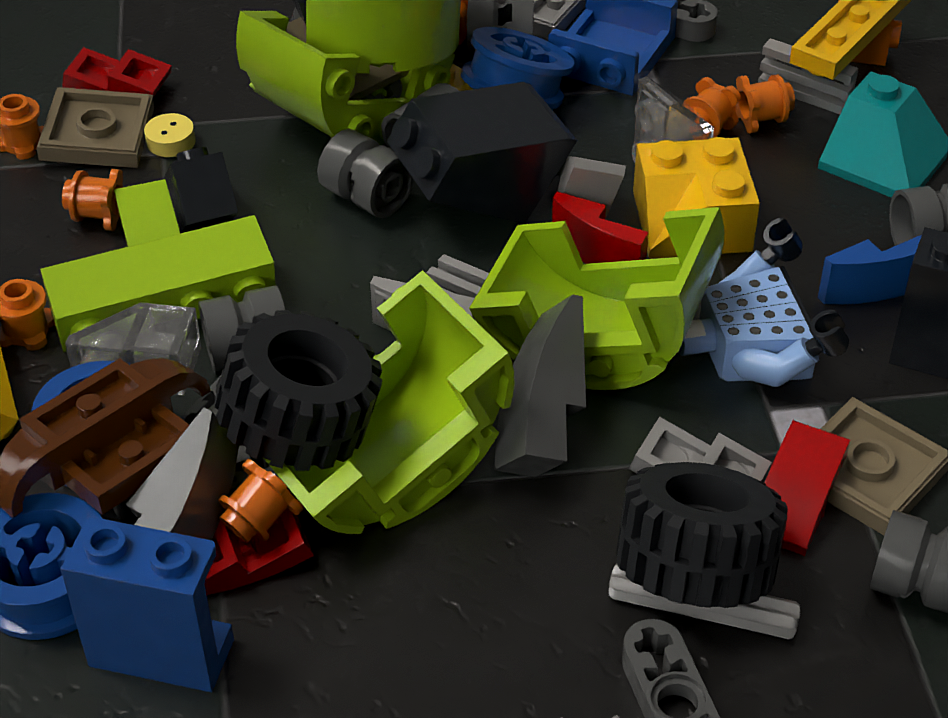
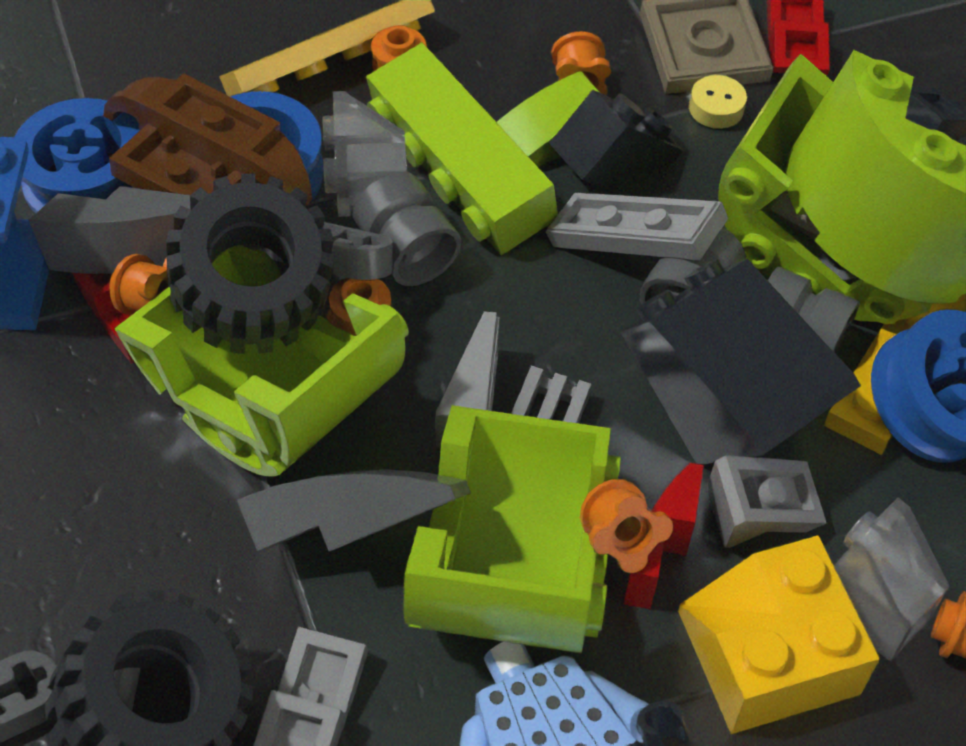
camera: 75 degrees right, 10 degrees up
(312, 183) = (638, 225): none -> light grey tile
(607, 230) = (622, 524): none -> orange brick

